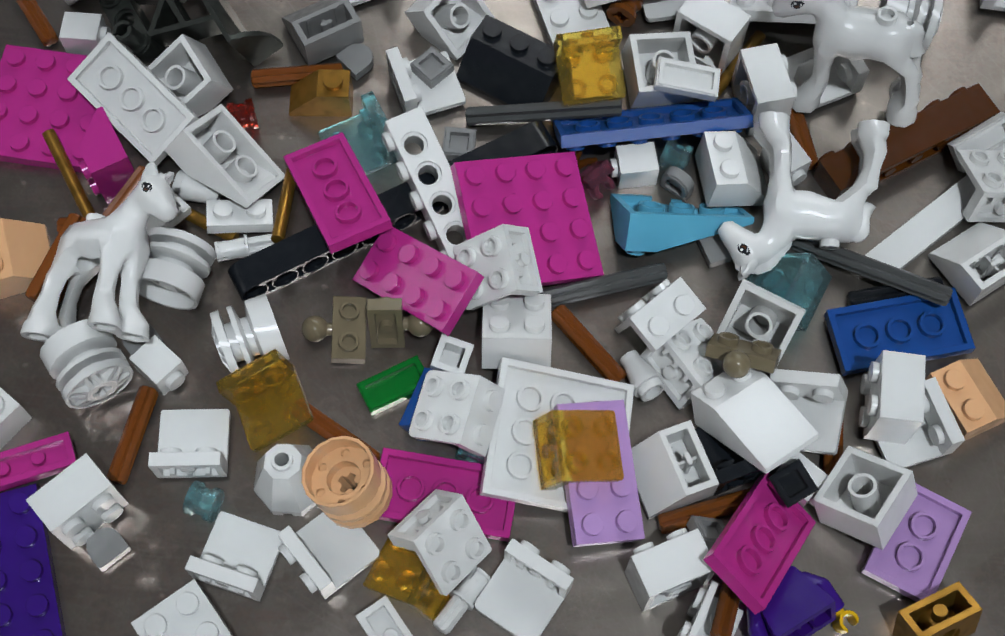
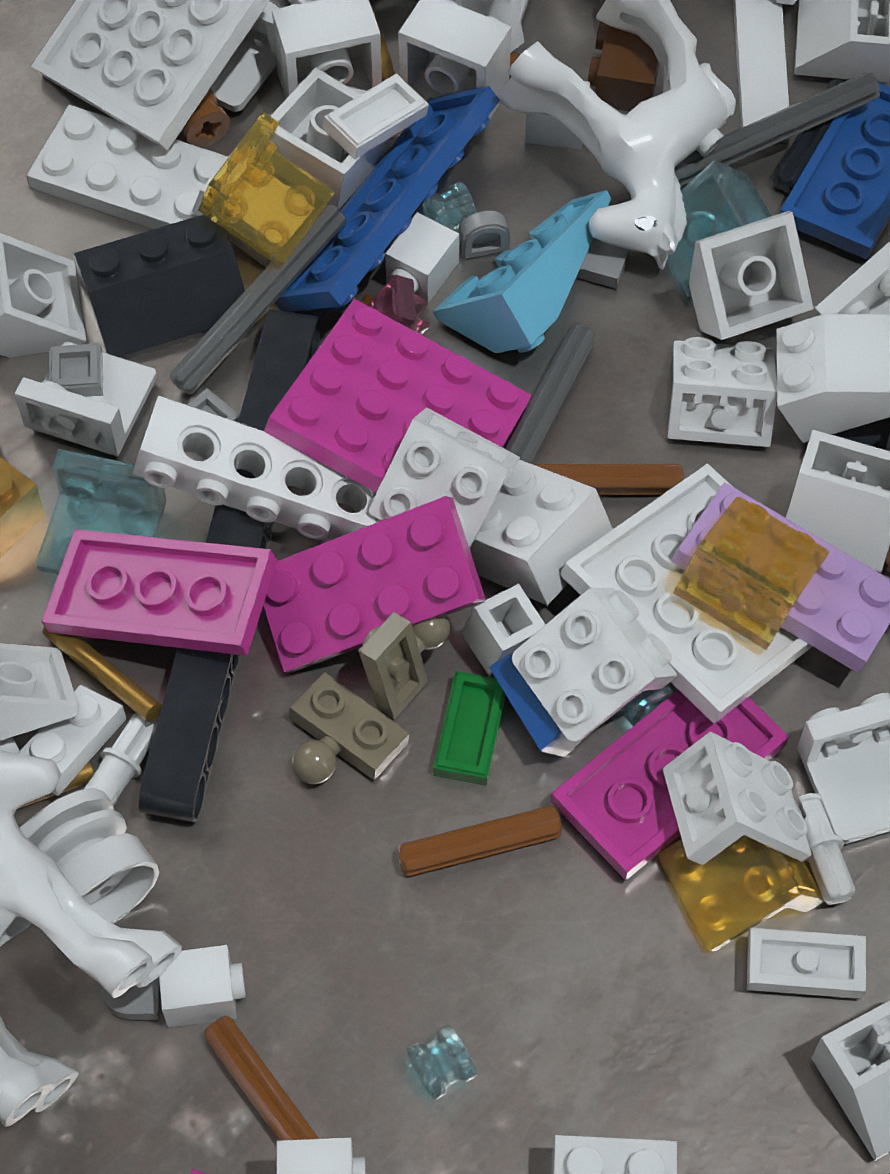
camera: 50 degrees left, 5 degrees down
(85, 365) = (114, 1068): white wheel -> none
(192, 444) = (346, 1021): white bracket -> none
(237, 556) = (552, 1072): white bracket -> none
(247, 336) = (267, 836): white wheel -> none
(267, 399) = (375, 882): clear yellow bracket -> none
(280, 480) = (495, 937): white cone -> none
(327, 553) = (634, 954): white bracket -> none
(337, 469) = (559, 830): light nougat wheel -> none
(643, 376) = (697, 449): white cone -> none
(663, 315) = (647, 362): white bracket -> none
(729, 170) = (520, 174): white slope -> none
(742, 355) = (784, 317): dark tan plate -> none

